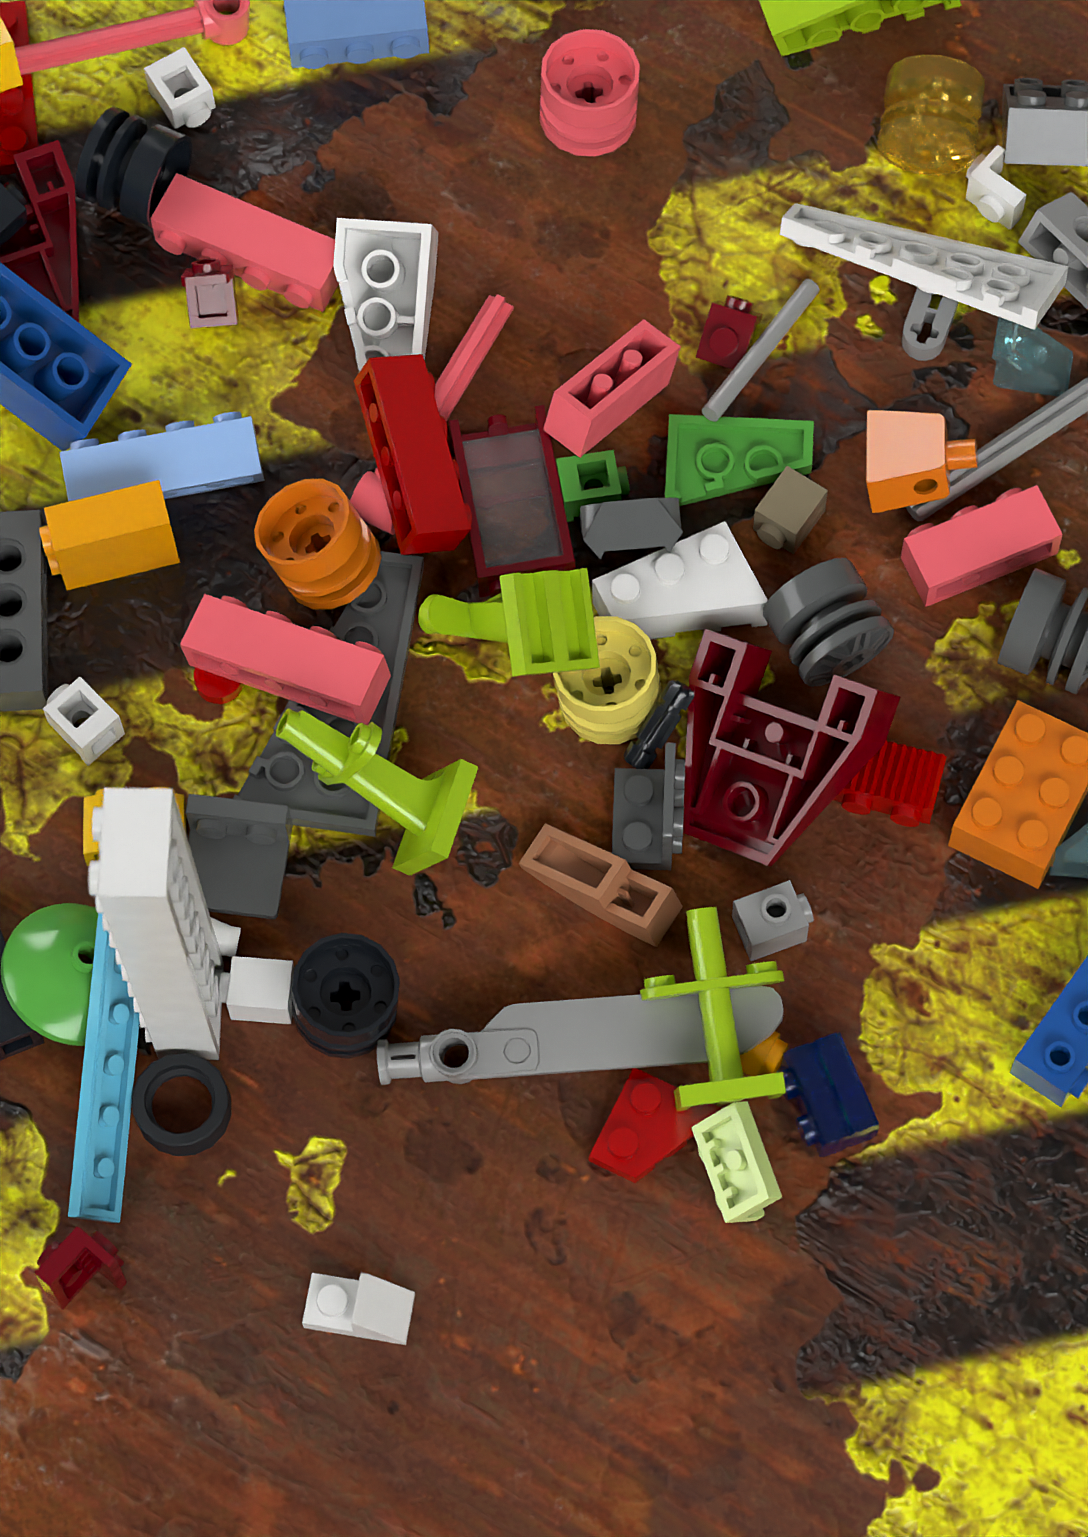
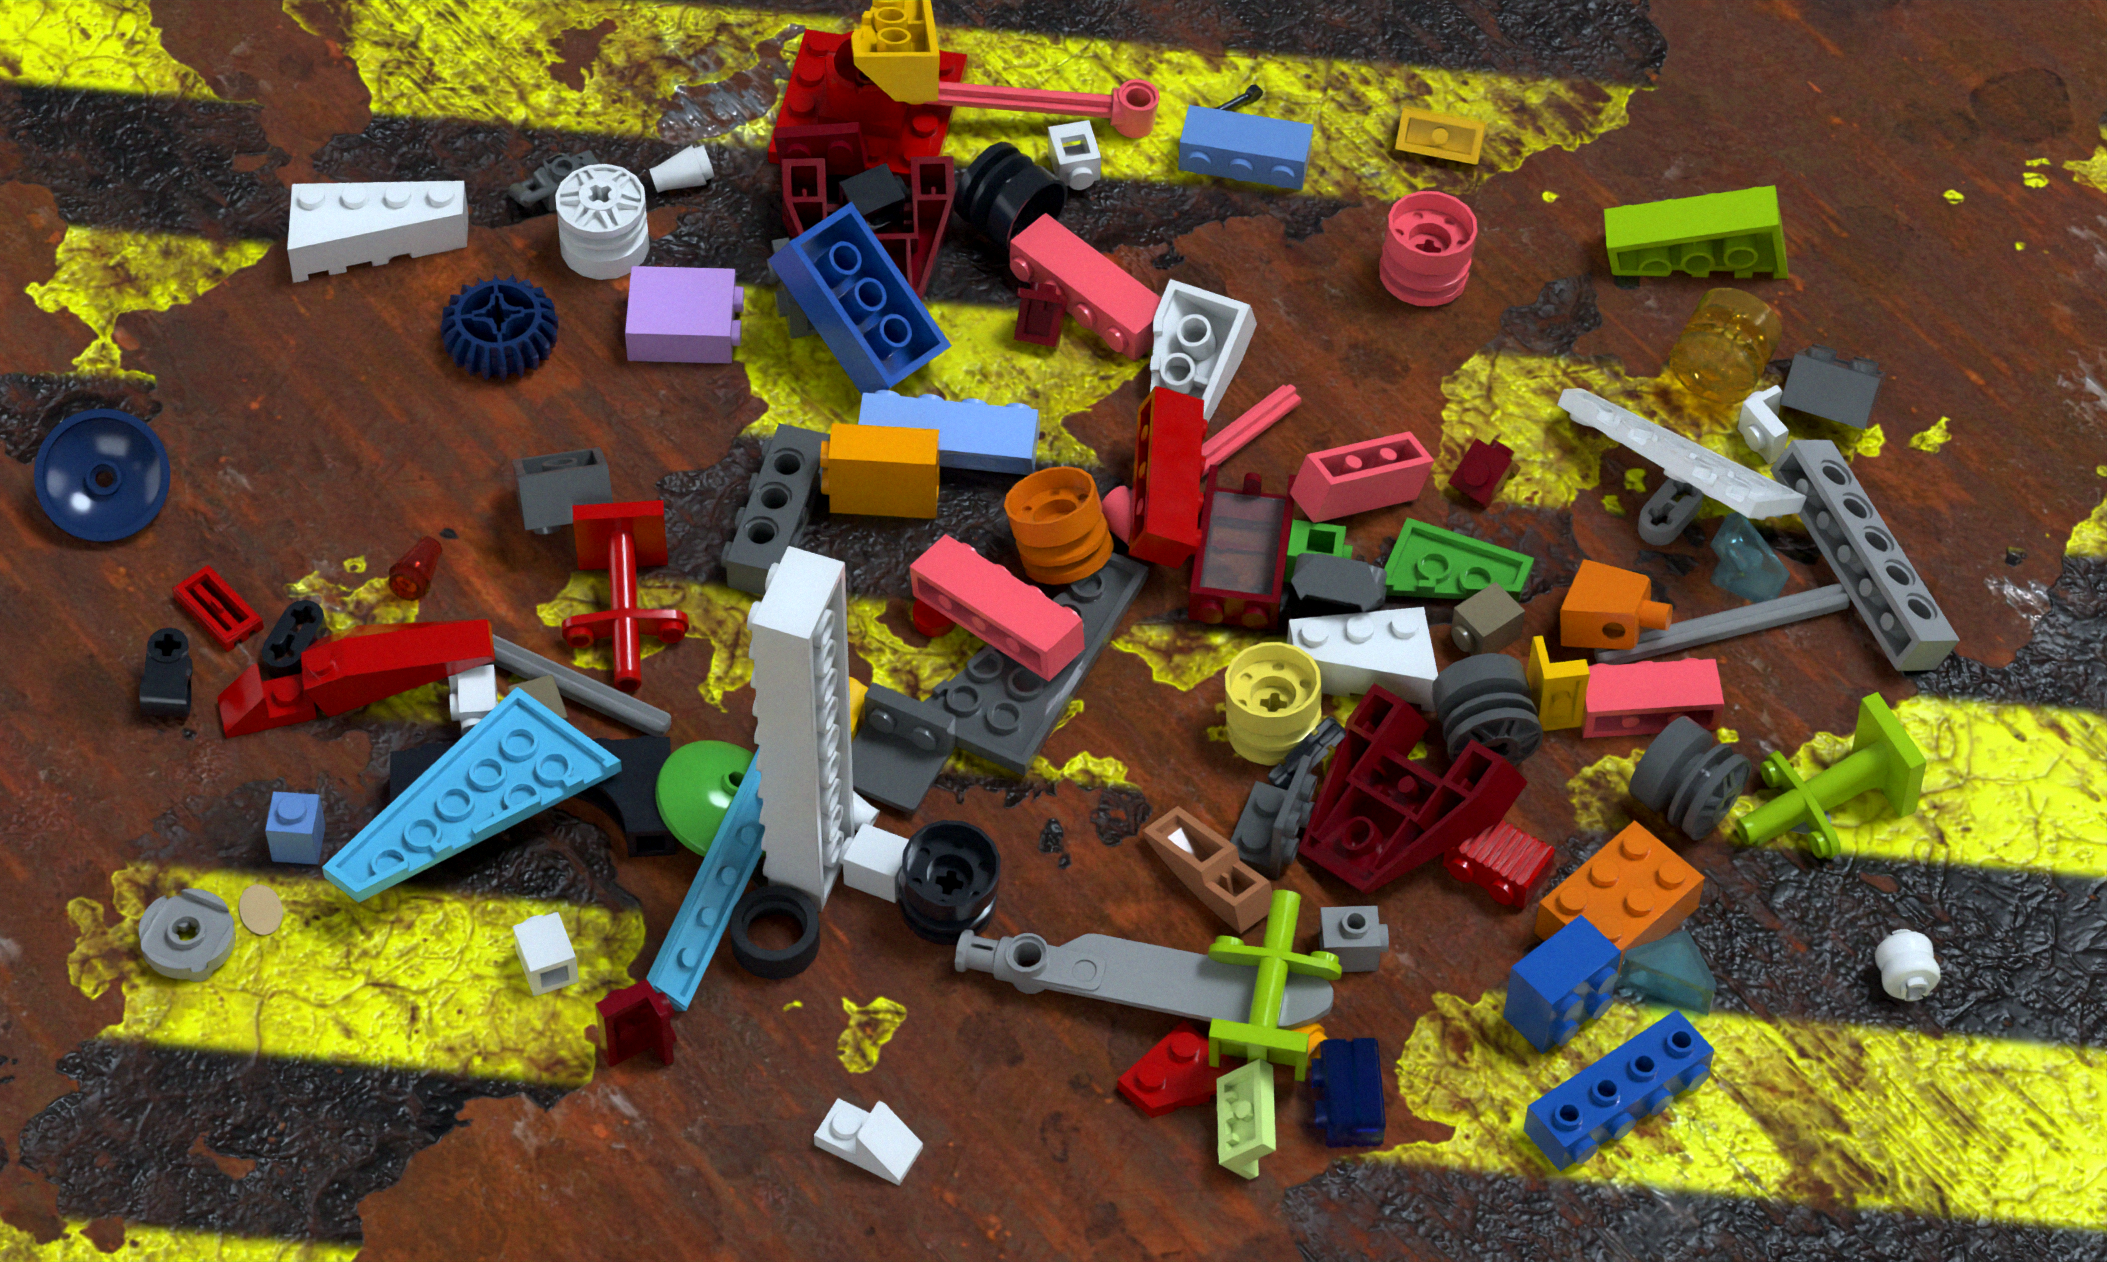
camera: 15 degrees right, 15 degrees down
(425, 807) = (1068, 749): lime piece -> none
(538, 614) = (1226, 627): lime piece -> none
(760, 350) = (1507, 491): light grey bar -> none
(891, 576) = (1557, 688): none -> yellow panel
(1004, 908) = (1562, 985): none -> blue brick

